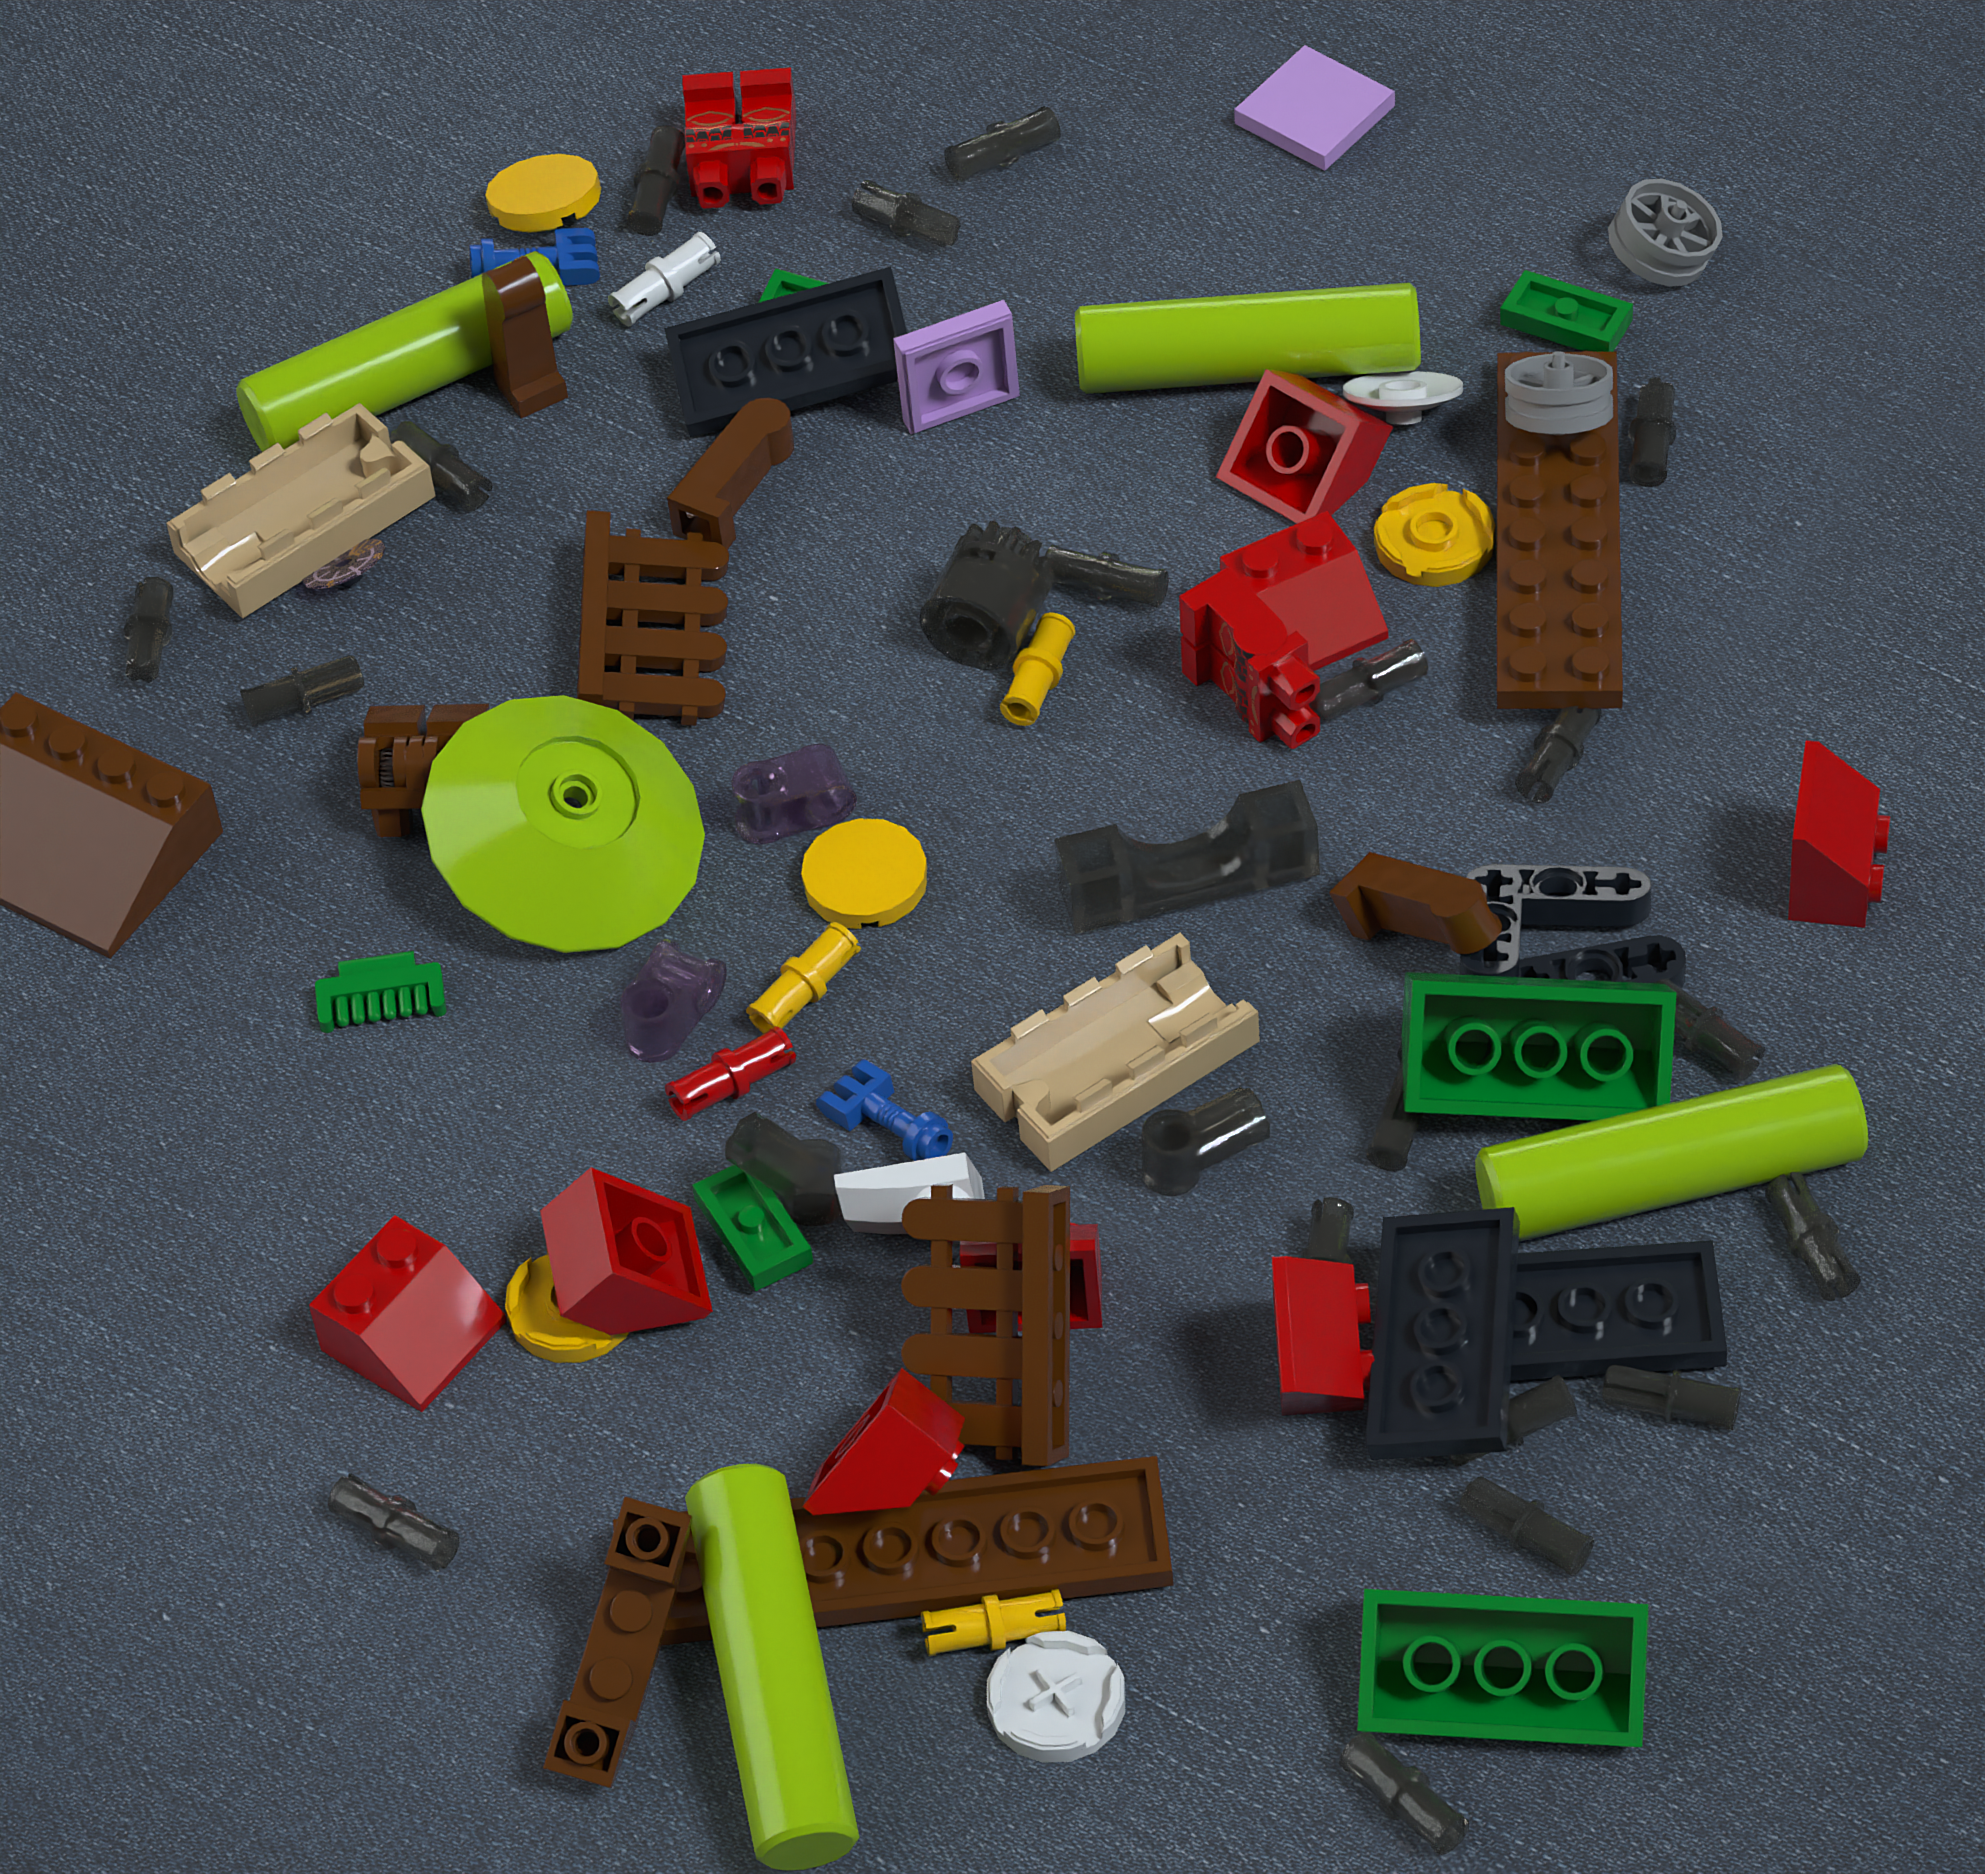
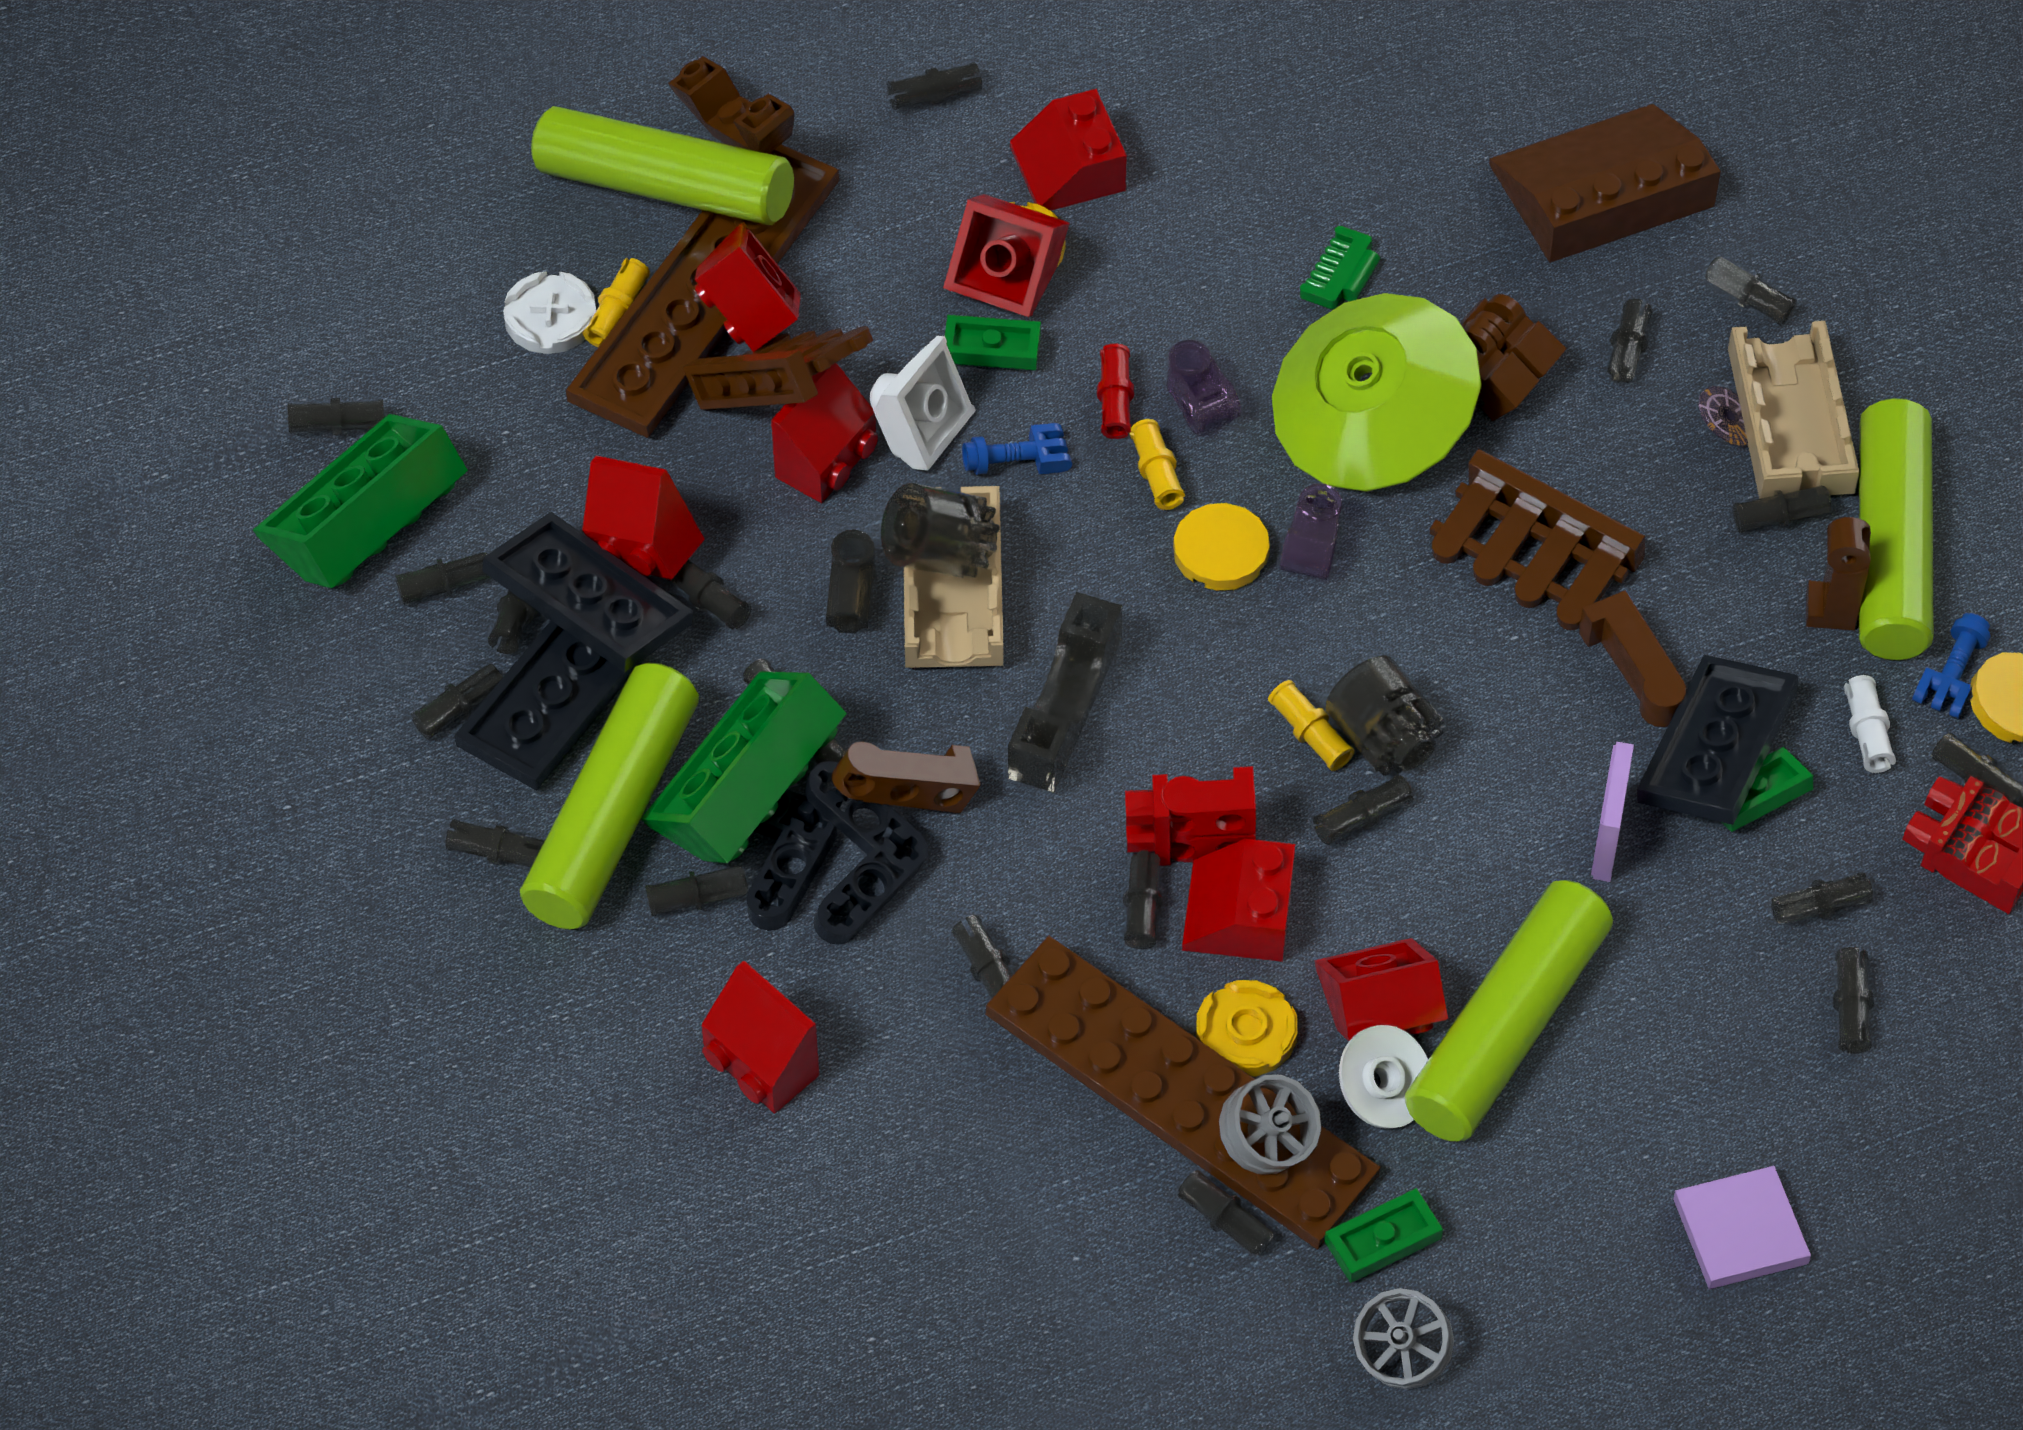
camera: 120 degrees right, 5 degrees up
(789, 1166) = (997, 373): clear smoke piece -> none
(1114, 1014) = (938, 530): none -> clear smoke gear

